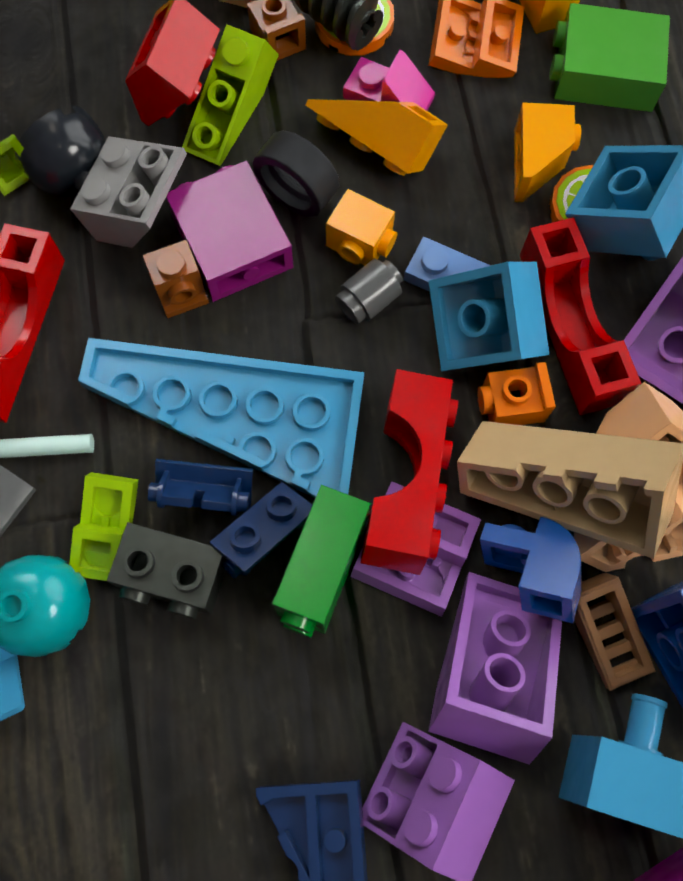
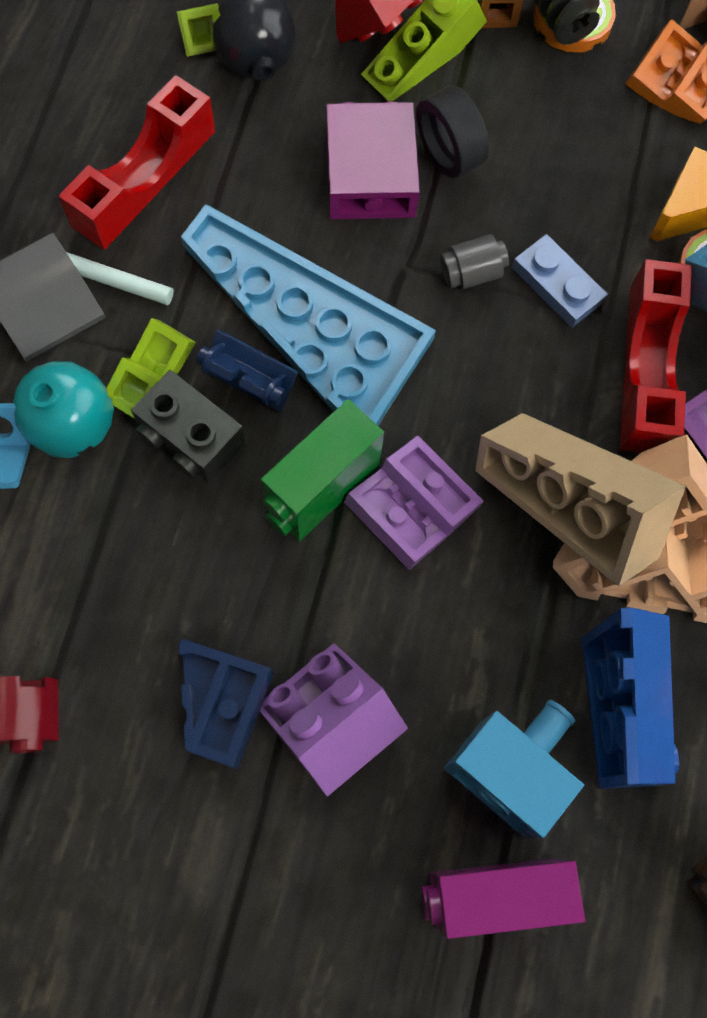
camera: 20 degrees right, 0 degrees up
(126, 189) = (293, 87): light grey slope -> none
(176, 278) = (304, 183): dark orange brick -> none
(261, 529) = (278, 424): dark blue hinge -> none
(360, 229) = (490, 204): light orange brick -> none
(394, 130) = (561, 126): light orange slope -> none
(397, 84) = (578, 92): dark pink slope -> none
(401, 523) = (404, 465): red arch -> none
(489, 315) = (573, 324): dark azure slope -> none
(498, 673) = (439, 632): medium lavender slope -> none
(535, 400) = (577, 418): orange brick -> none
(548, 563) = (518, 558): blue brick -> none
(625, 622) = (575, 627): medium nougat slope -> none

